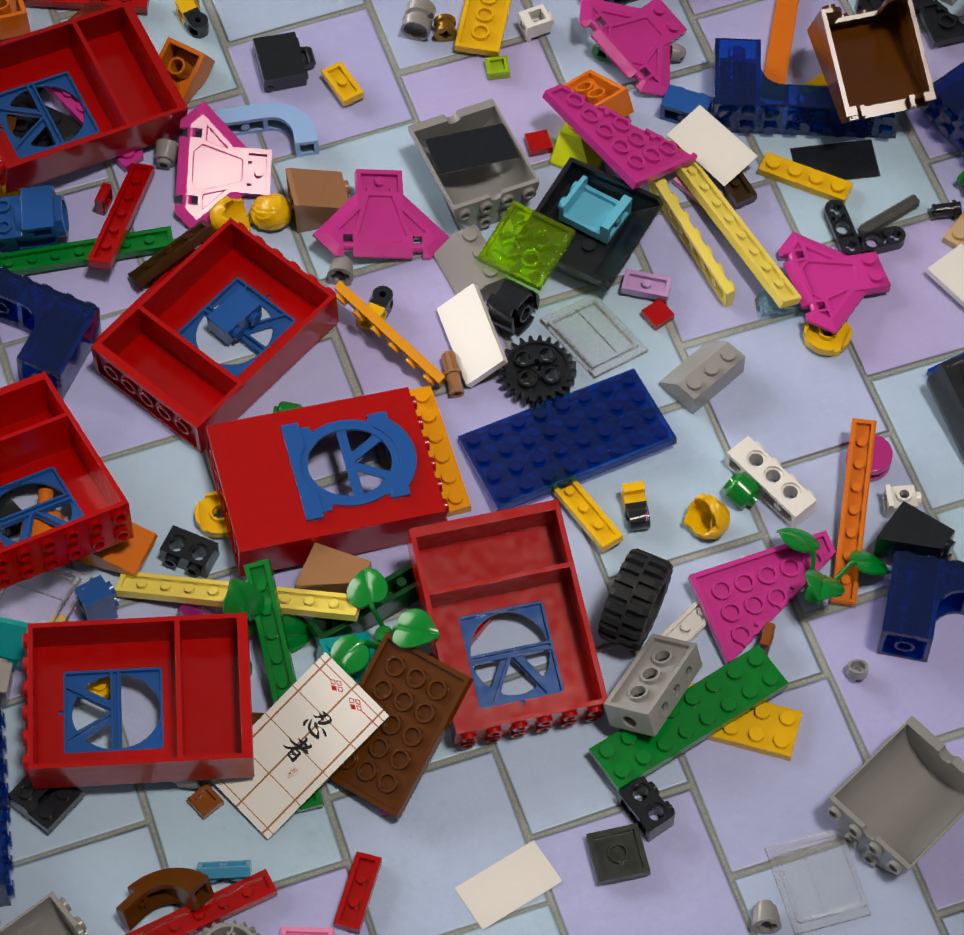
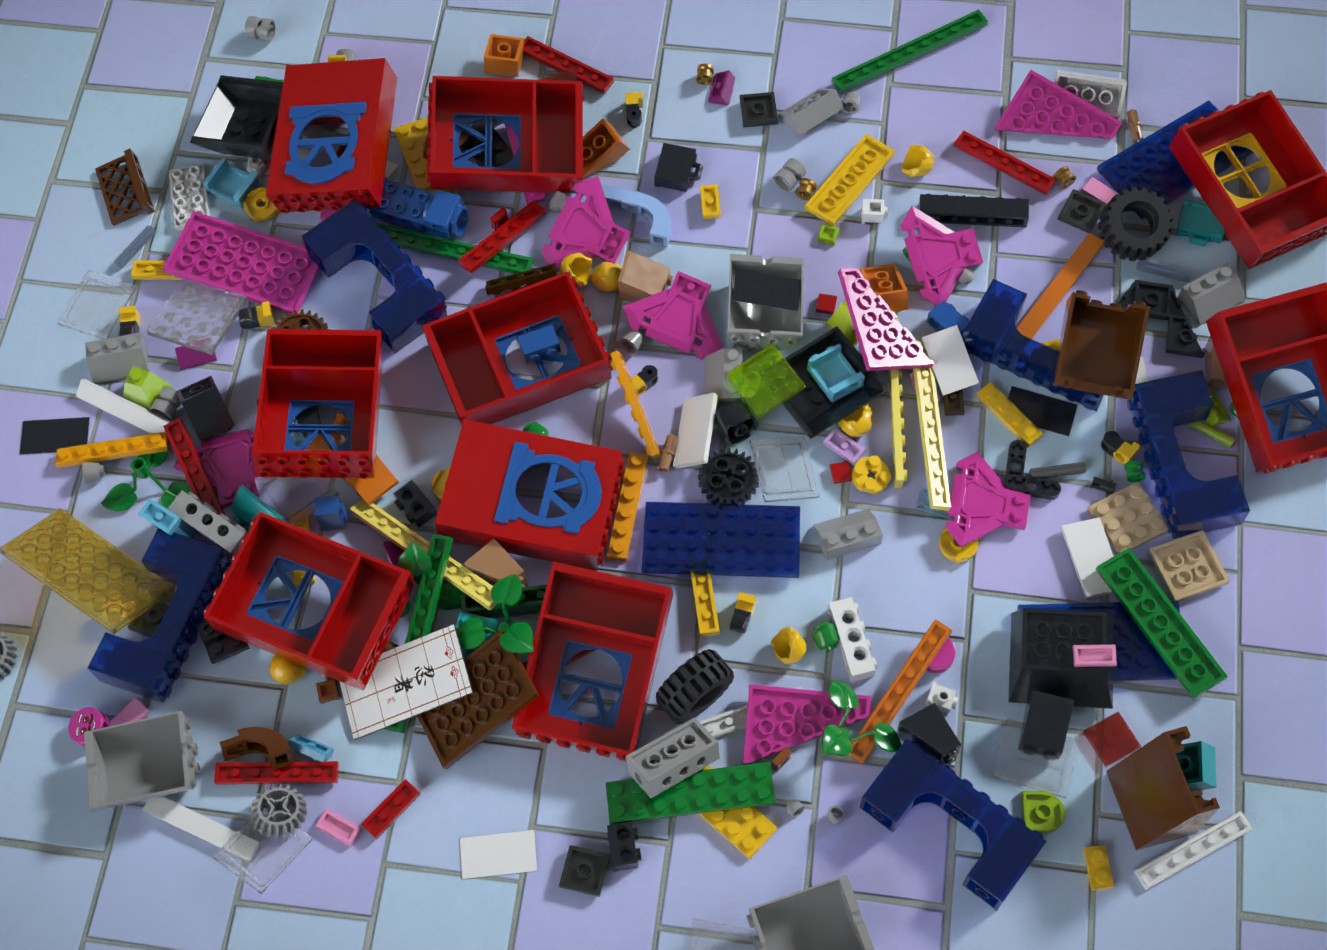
camera: 30 degrees right, 5 degrees up
(142, 798) = (285, 671): none -> yellow hair
(648, 252) = (857, 423): none -> yellow hair
(695, 292) = (878, 468): none -> yellow plate
(809, 683) = (794, 808): none -> light grey hinge
(940, 164) = (1118, 447): none -> leg

